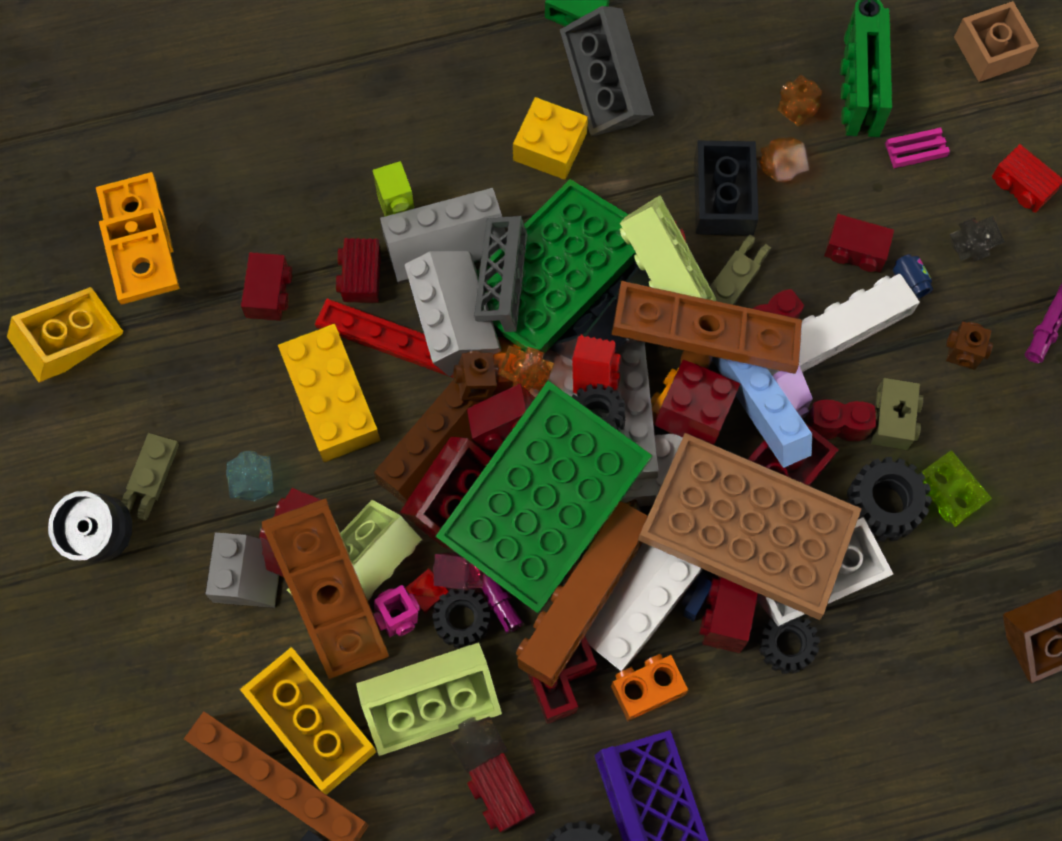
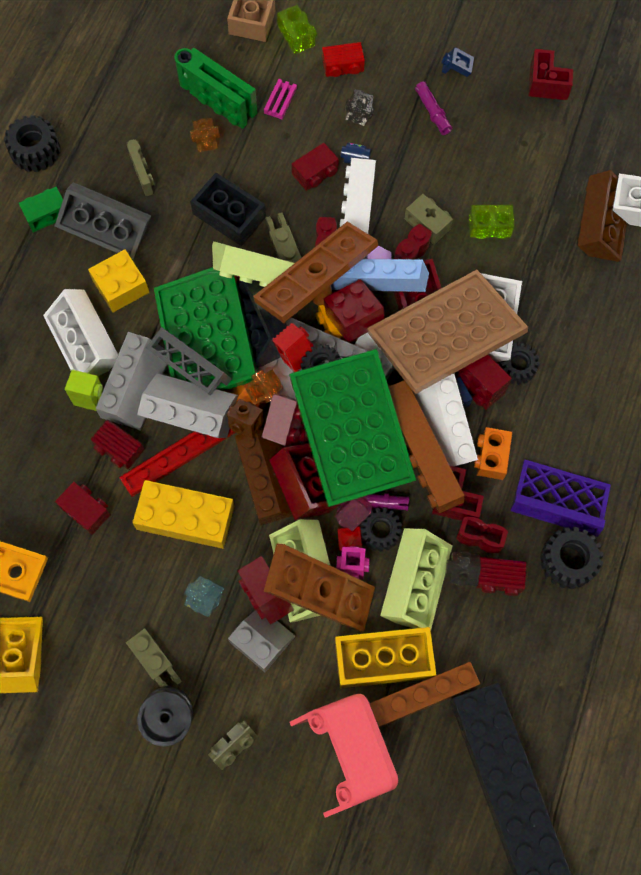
camera: 55 degrees left, 0 degrees up
(94, 619) = (225, 753): none -> olive hinge
(172, 752) = (358, 749): none -> coral windscreen
(459, 146) = (80, 333): none -> white slope
(536, 746) = (485, 536): none -> dark red brick
(706, 62) = (140, 166): none -> olive hinge
(784, 159) = (235, 166): clear orange brick -> none
(903, 481) = (478, 242): black tyre -> none
(969, 345) = (417, 155): reddish brown brick -> none
(1024, 102) = (296, 29): none -> clear neon green brick

